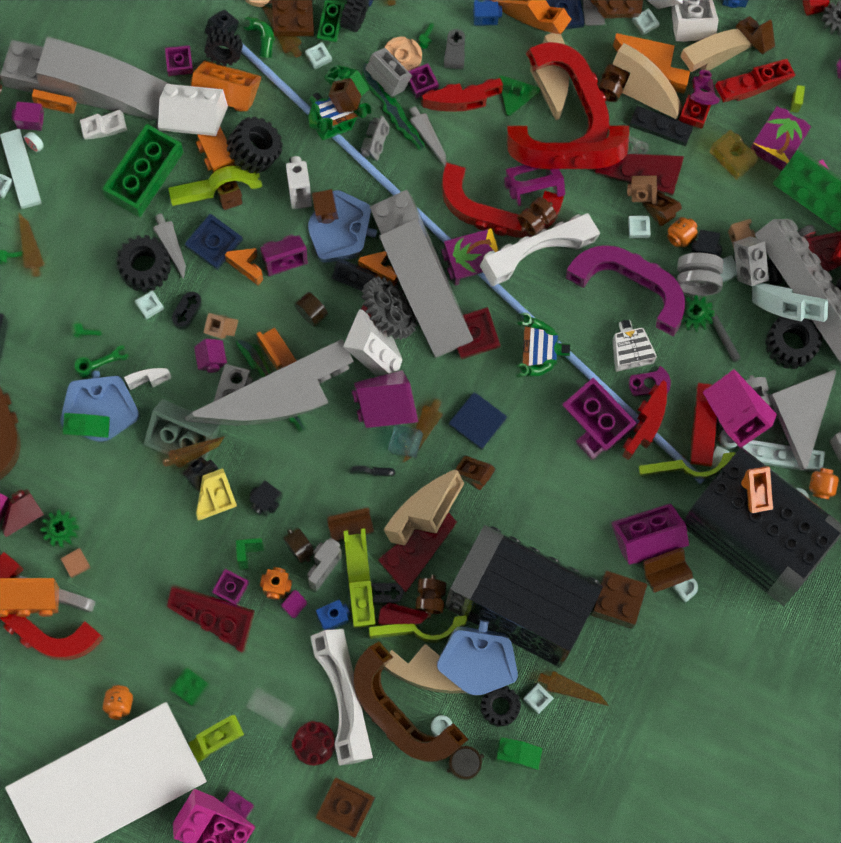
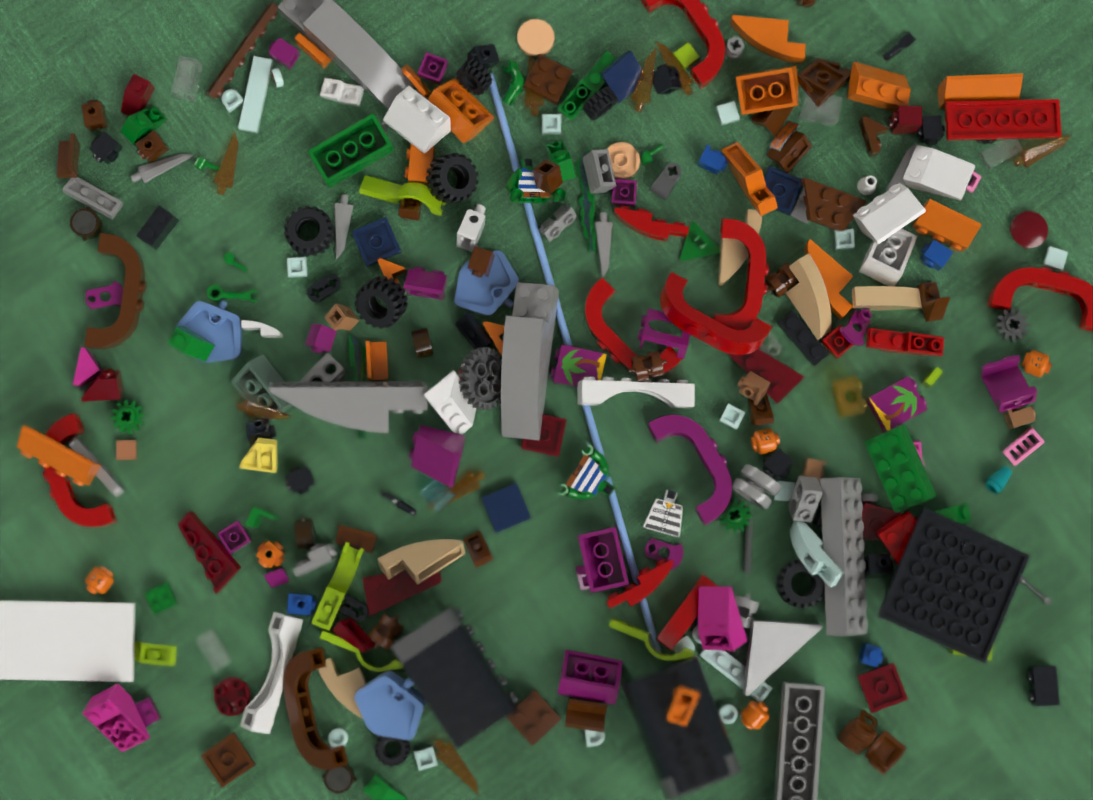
camera: 30 degrees right, 10 degrees up
(168, 78) = (410, 74): none -> orange piece
(246, 305) = (372, 311): none -> black tyre

